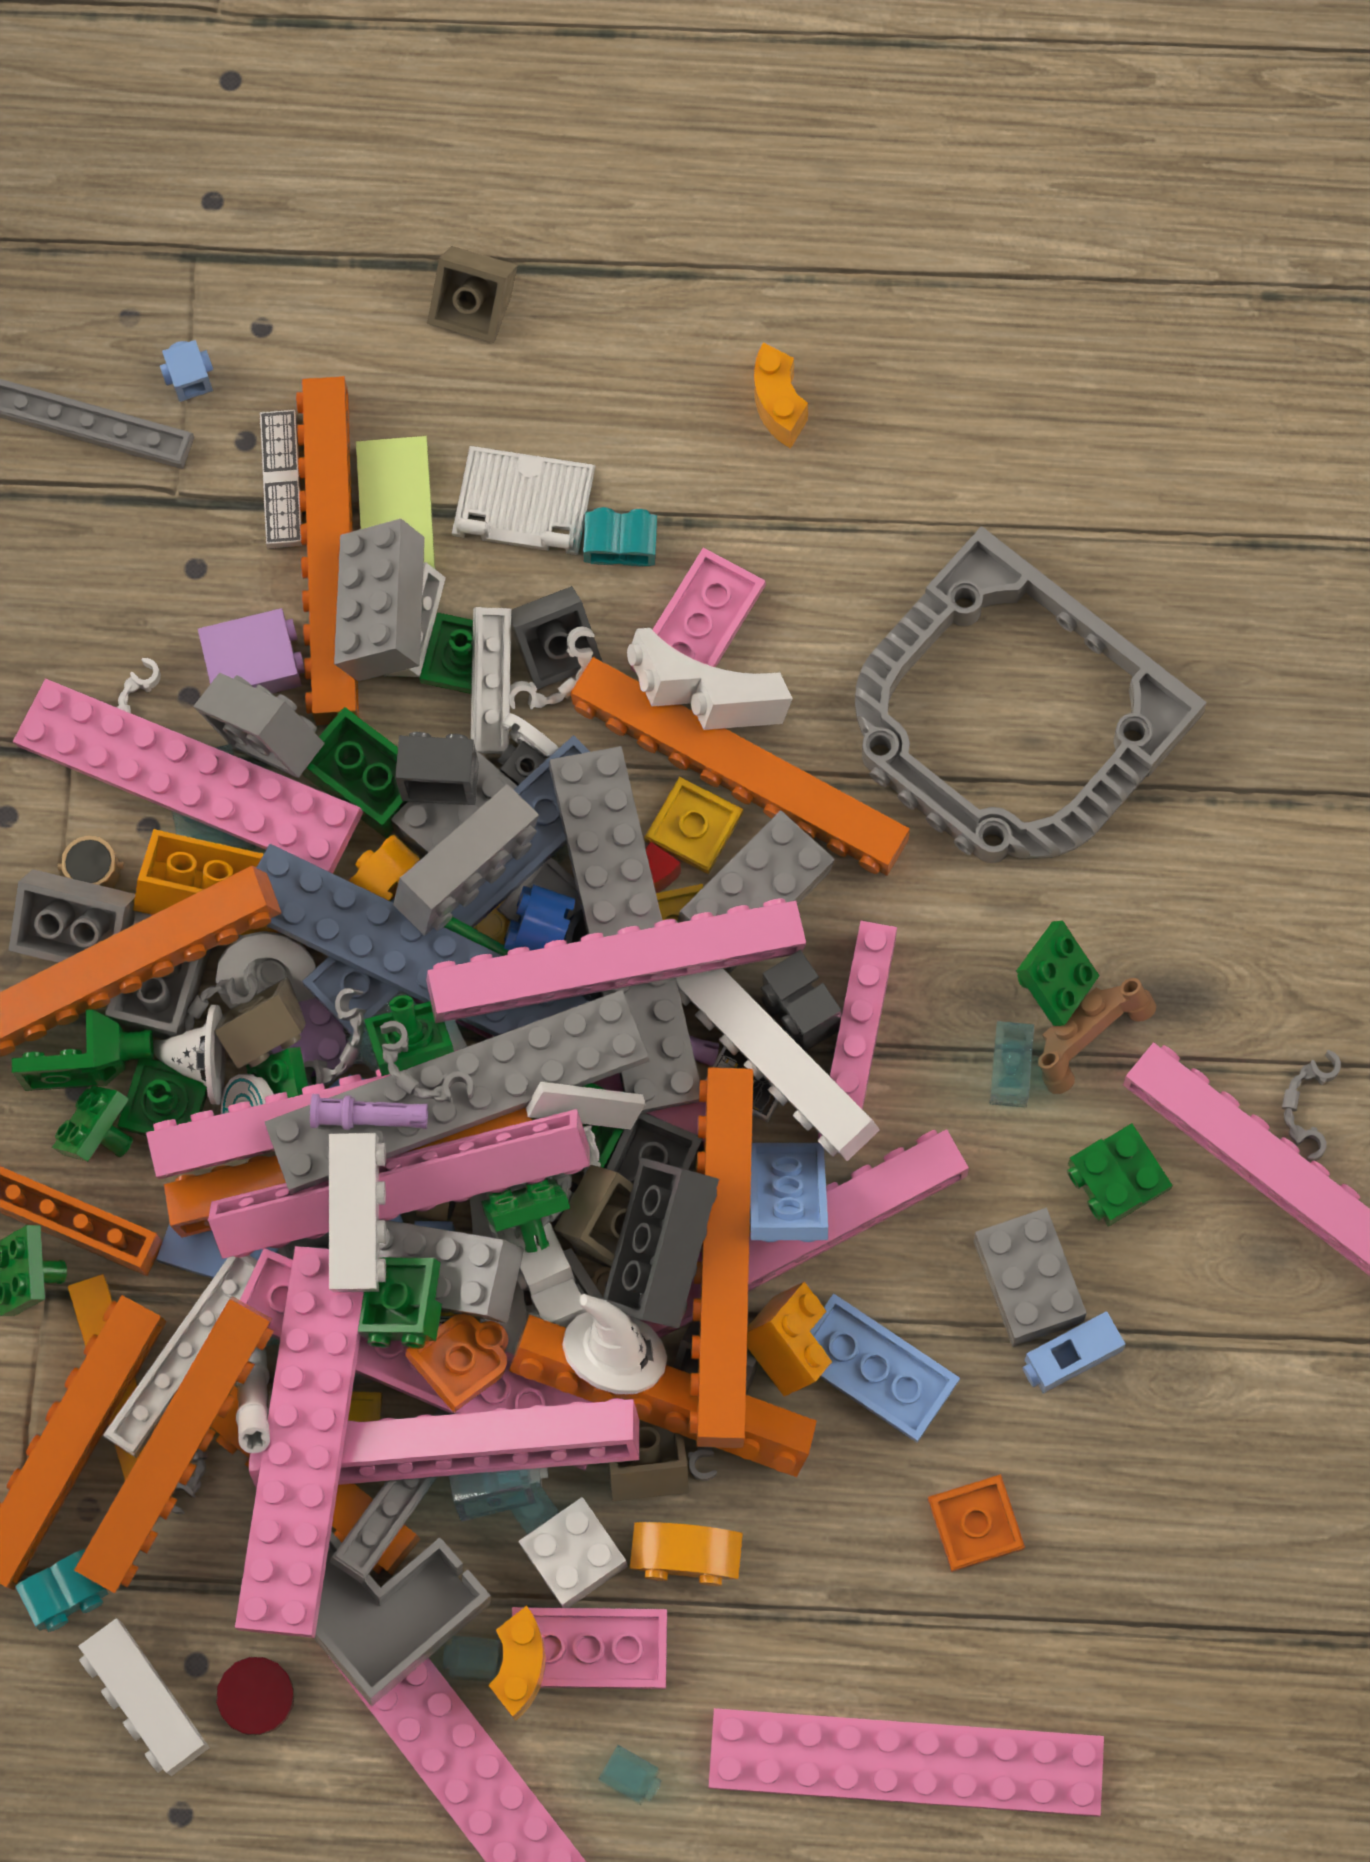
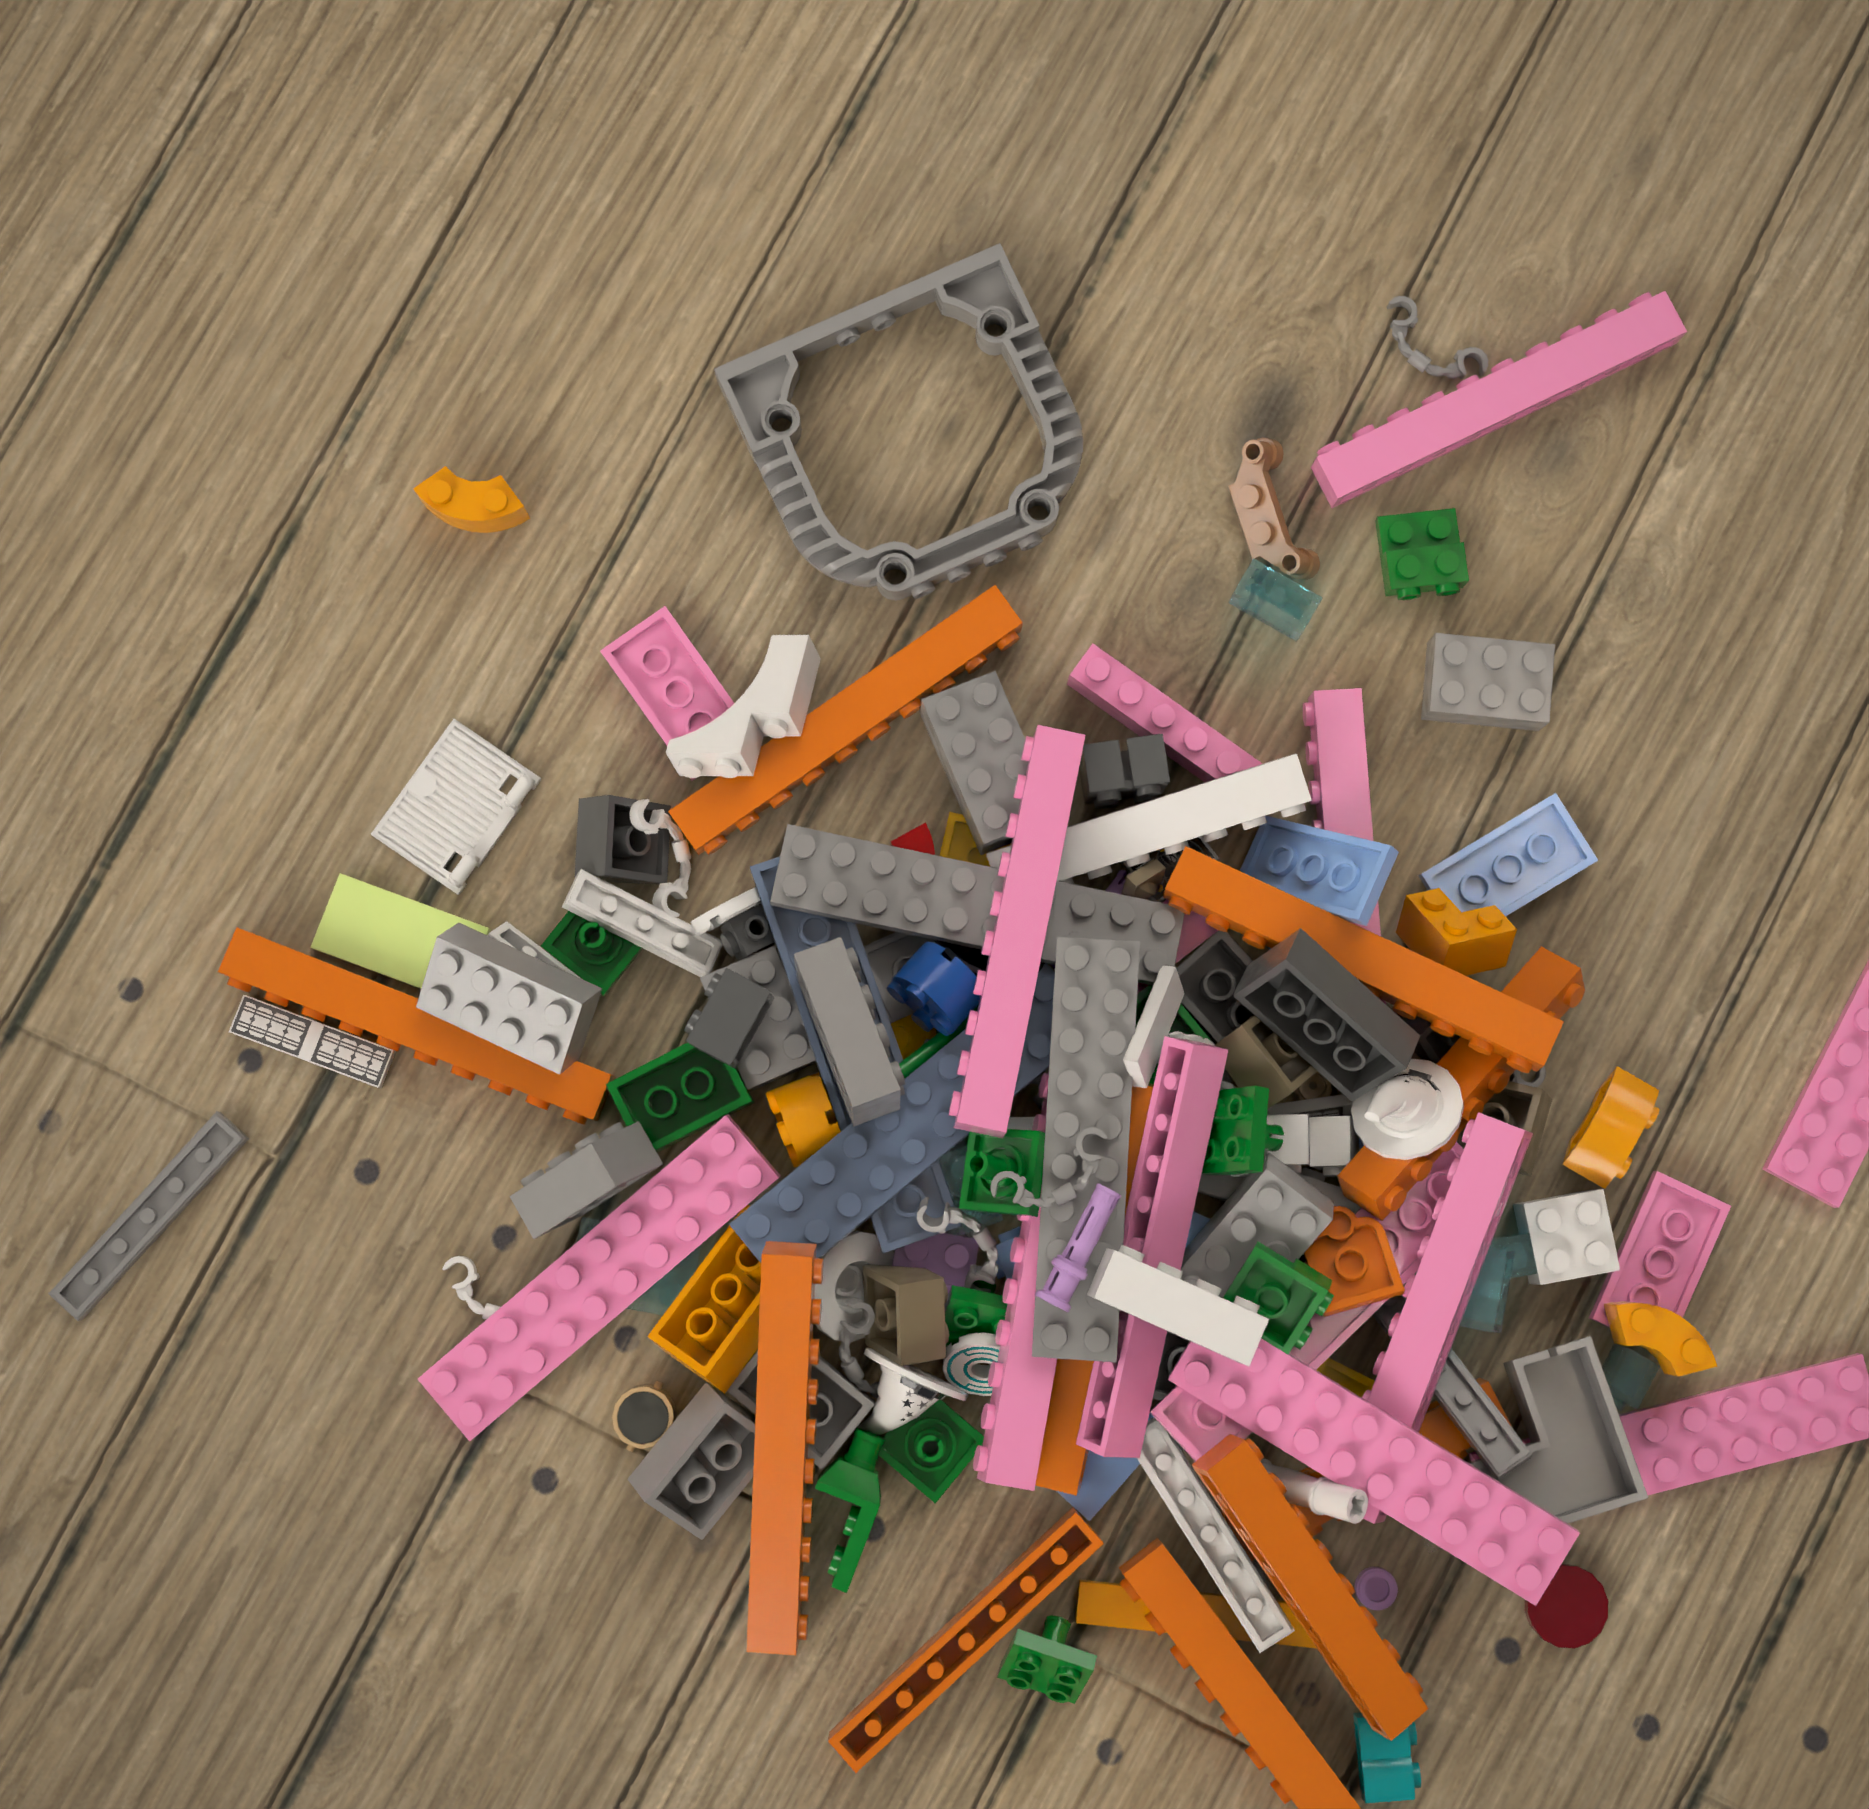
camera: 75 degrees left, 10 degrees up
(93, 1125) = (927, 1529): green plate -> none
(143, 1698) = (1525, 1719): white brick -> none
(187, 369) = (142, 1086): light blue brick -> none
(201, 1526) = (1376, 1588): none -> lavender tile
(254, 649) = (494, 1152): lavender brick -> none
(471, 293) = (205, 757): dark tan slope -> none
(620, 538) = (548, 727): teal brick -> none
(631, 1776) = (1799, 1276): clear light blue brick -> none
(694, 825) = (883, 792): yellow tile -> none
(711, 1055) = (1145, 880): none -> dark tan tile
(976, 1523) = (1693, 843): orange tile -> none
(1057, 973) = (1207, 515): green plate -> none
(1073, 1353) = (1577, 676): light blue brick -> none

